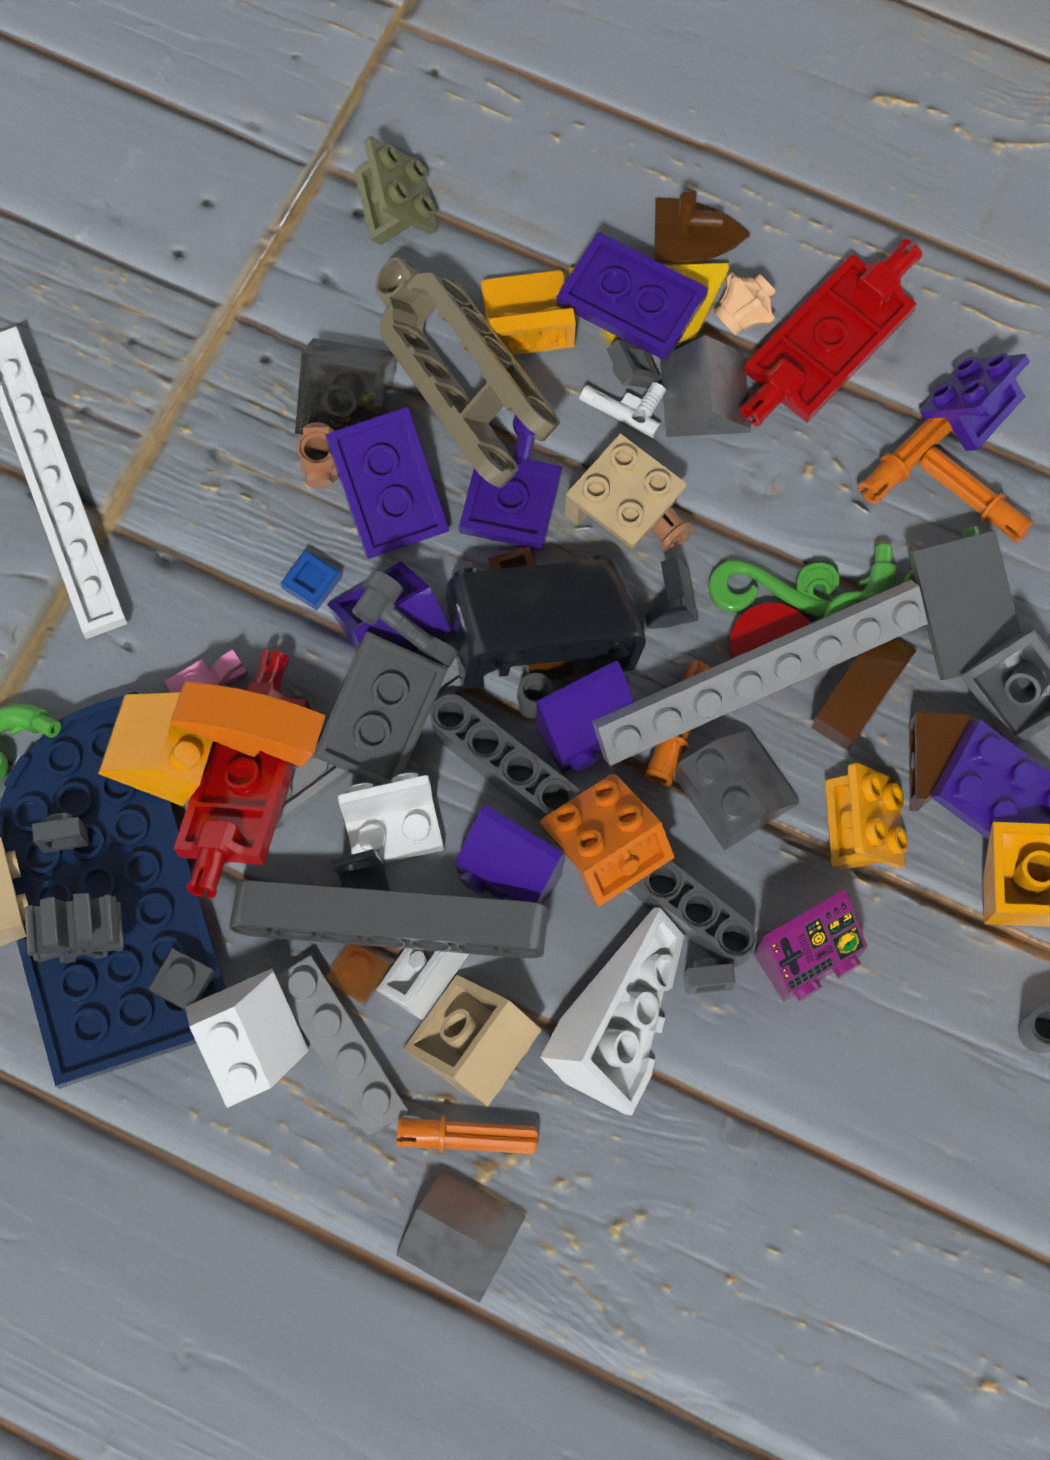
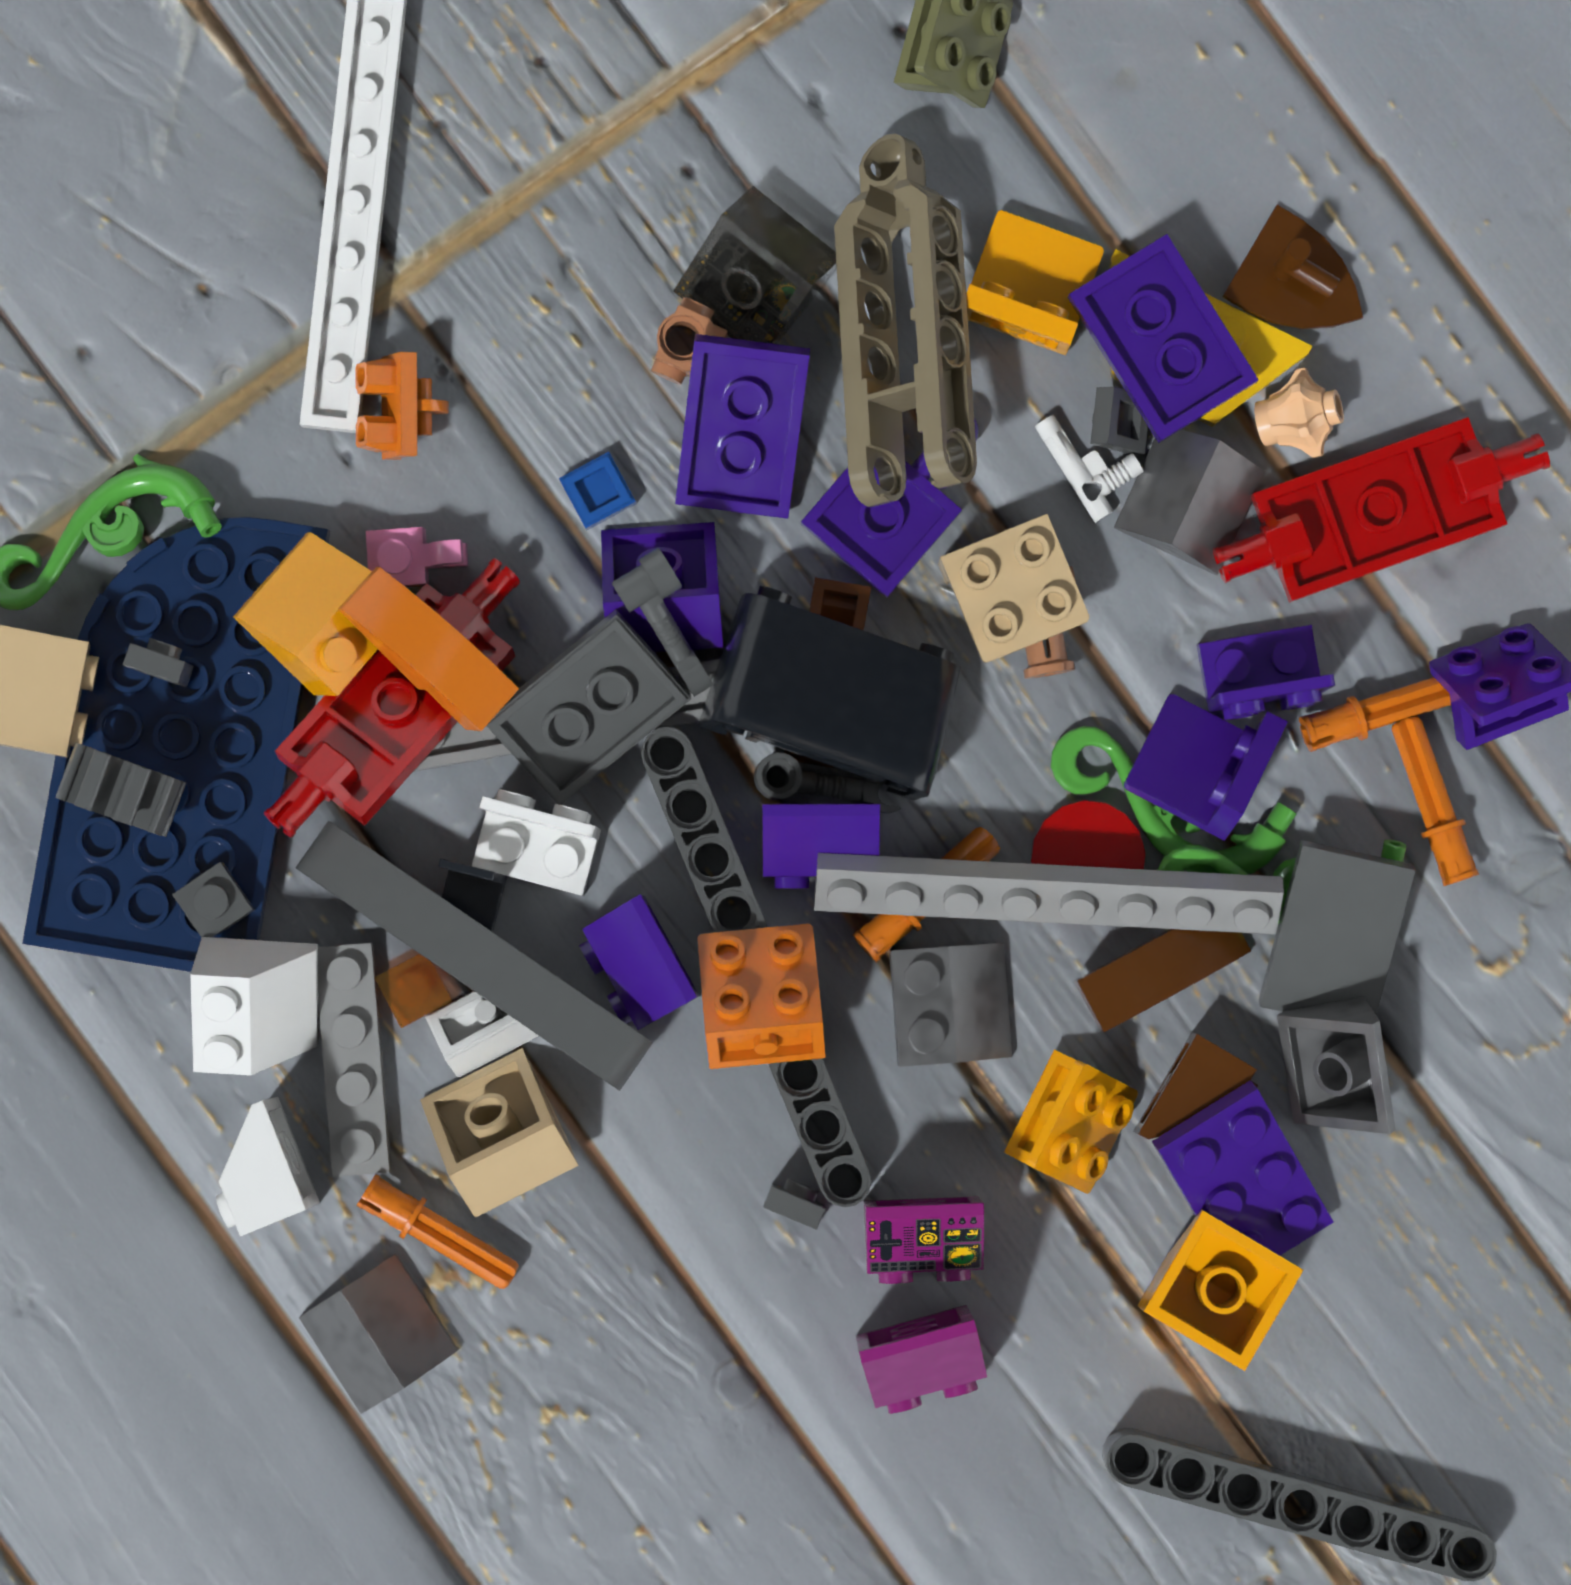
camera: 30 degrees right, 15 degrees up
(149, 585) = (404, 403): none -> orange hips
(317, 1154) = (264, 1172): none -> white slope
(610, 1027) = (656, 1201): white wedge -> none
(680, 597) = (1010, 742): black tile -> none
(817, 544) = (1202, 764): none -> dark purple bracket
(818, 469) = (1262, 669): none -> dark purple bracket
(863, 1031) = (922, 1358): none -> magenta slope

